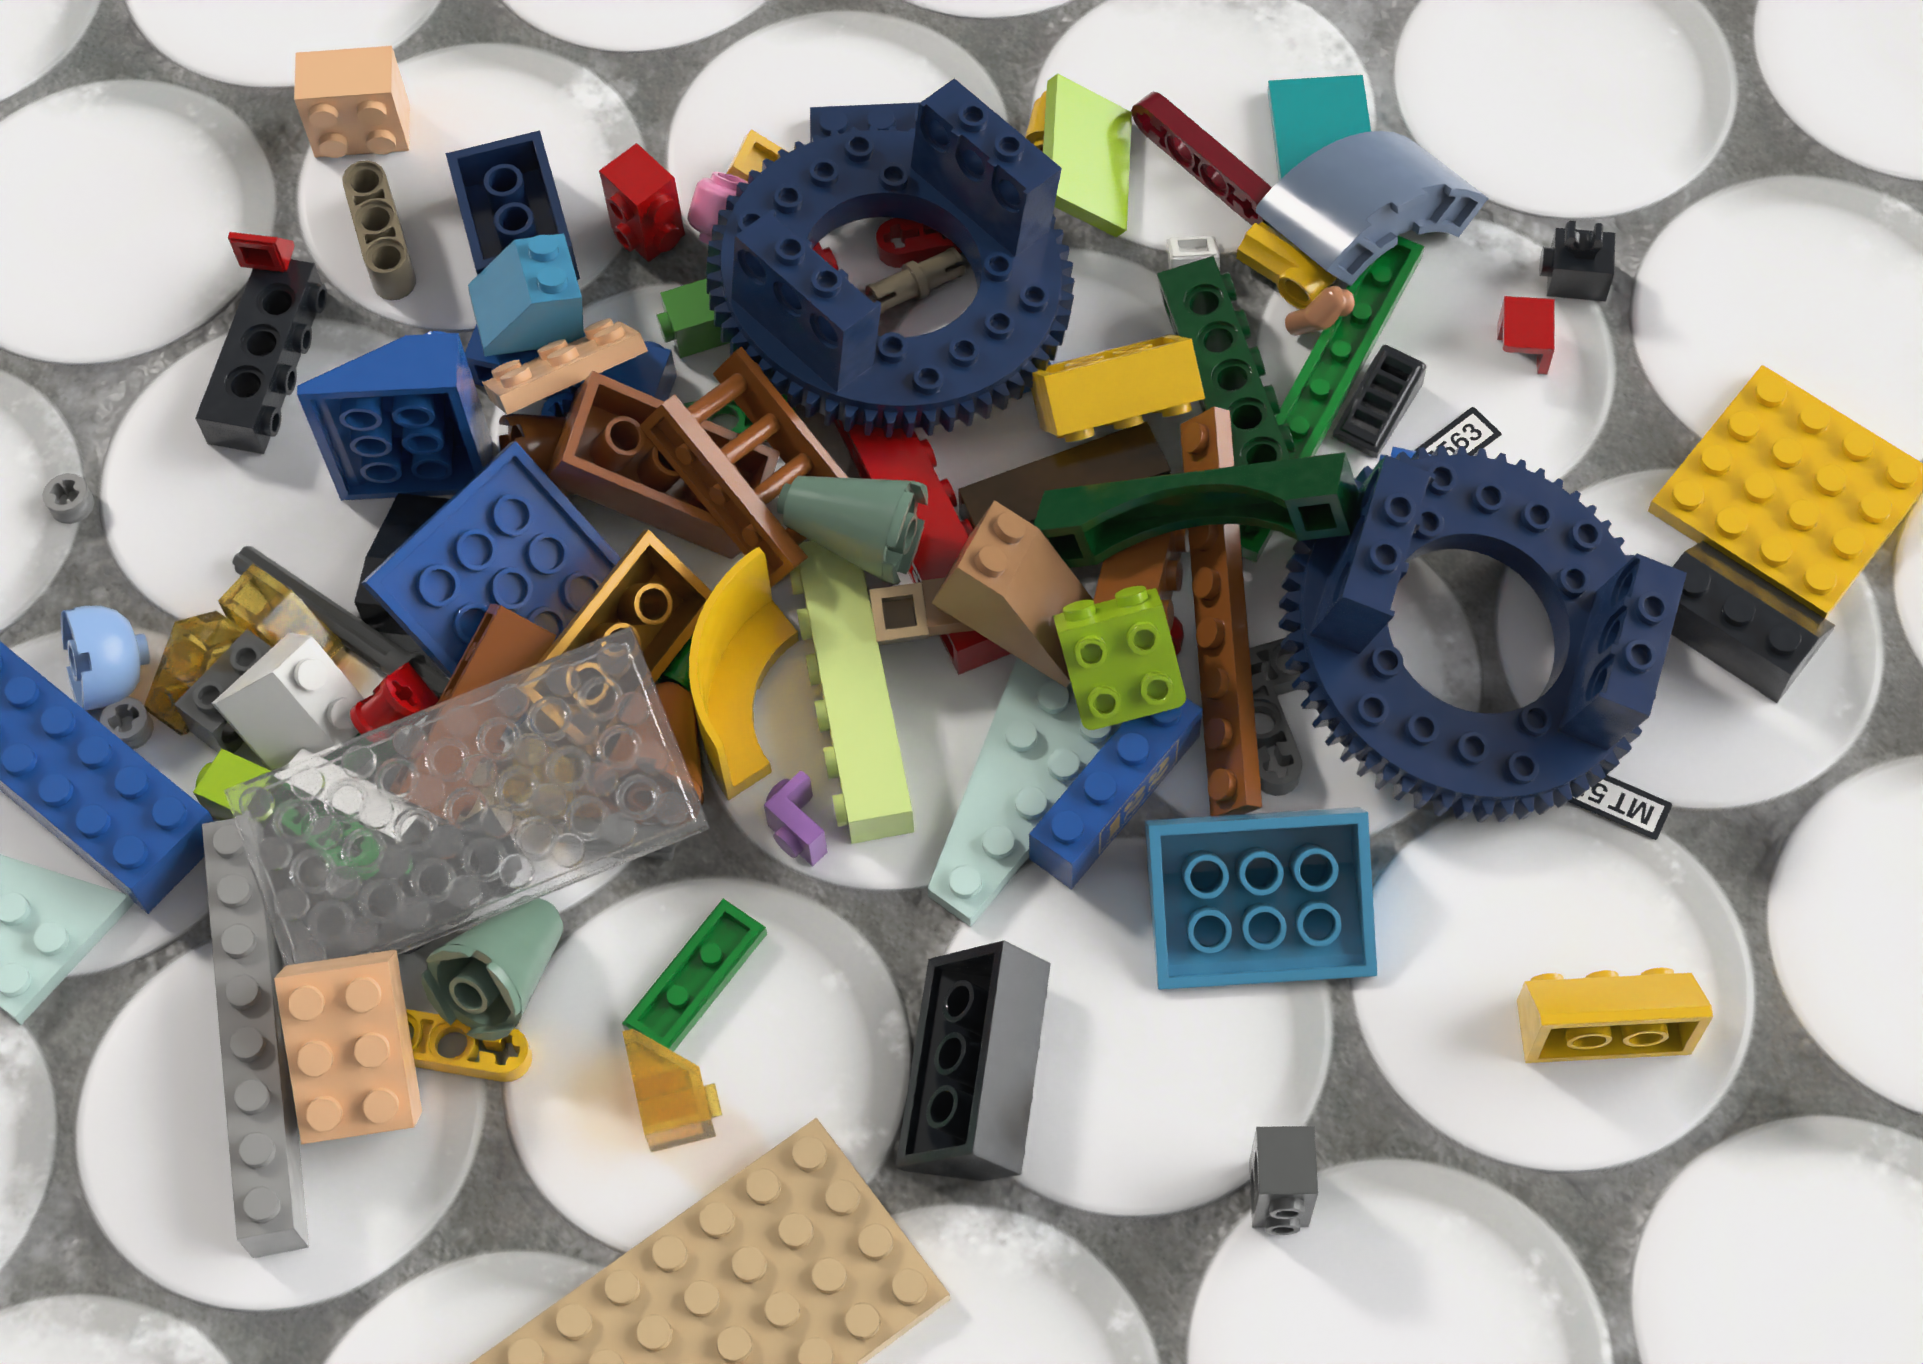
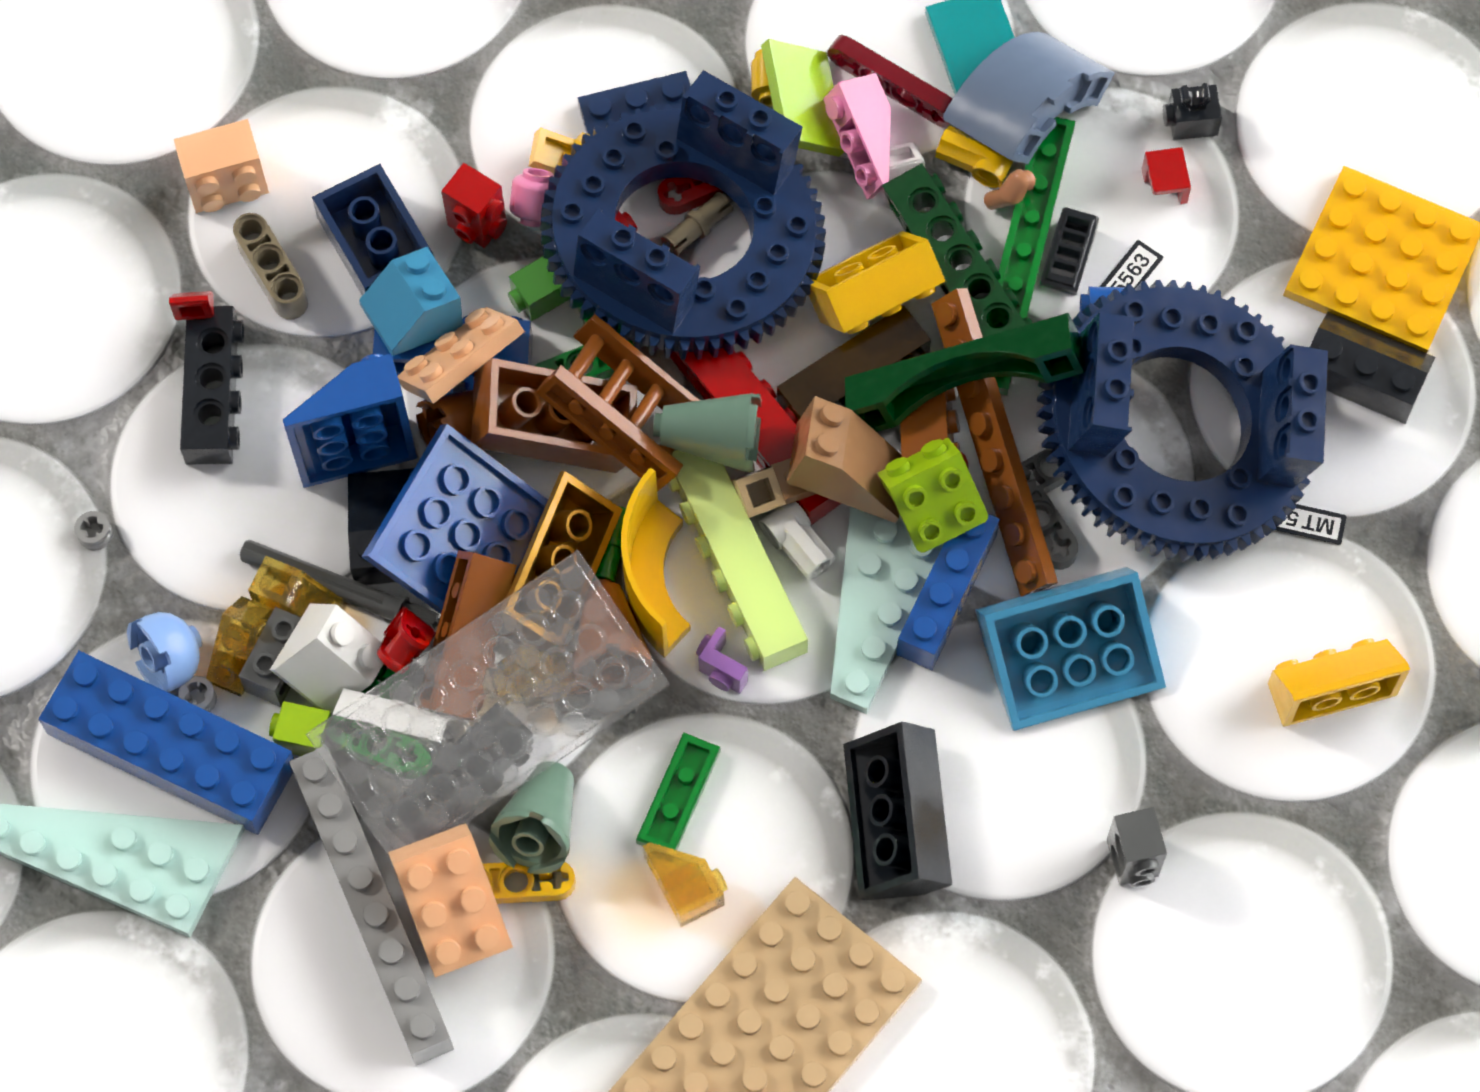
camera: 15 degrees left, 5 degrees up
(933, 675) = (791, 530): none -> white piece
(1152, 196) = (863, 125): none -> bright pink slope

